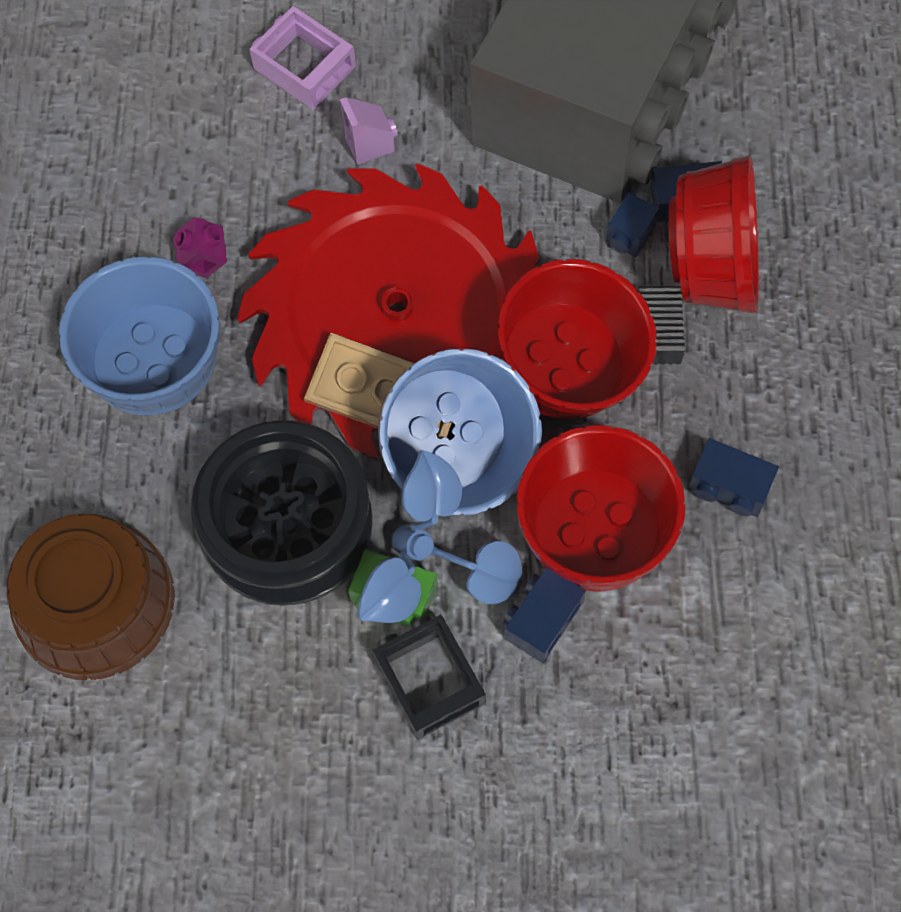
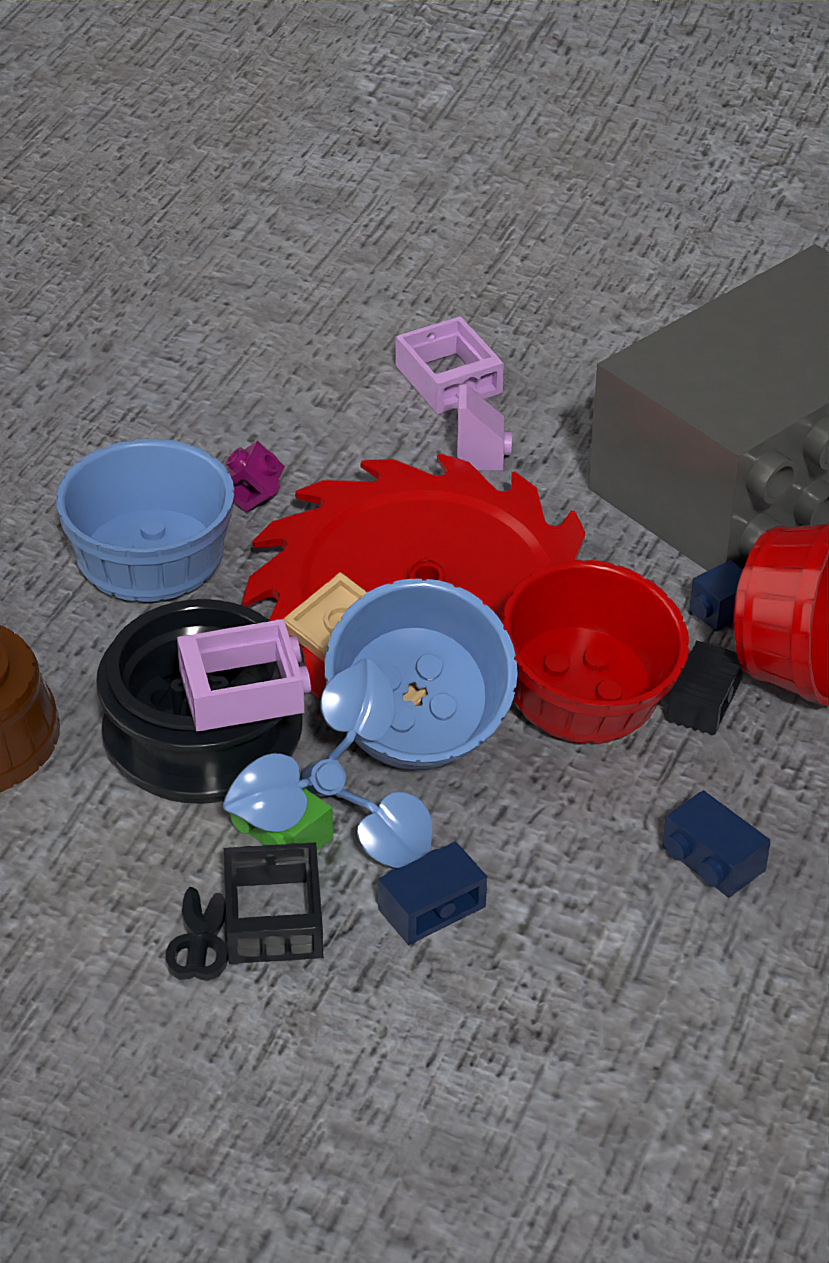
camera: 20 degrees right, 25 degrees down
(302, 486) = (235, 649): none -> lavender window
(383, 719) = (201, 934): none -> black piece
(600, 506) = (539, 802): red piece -> none

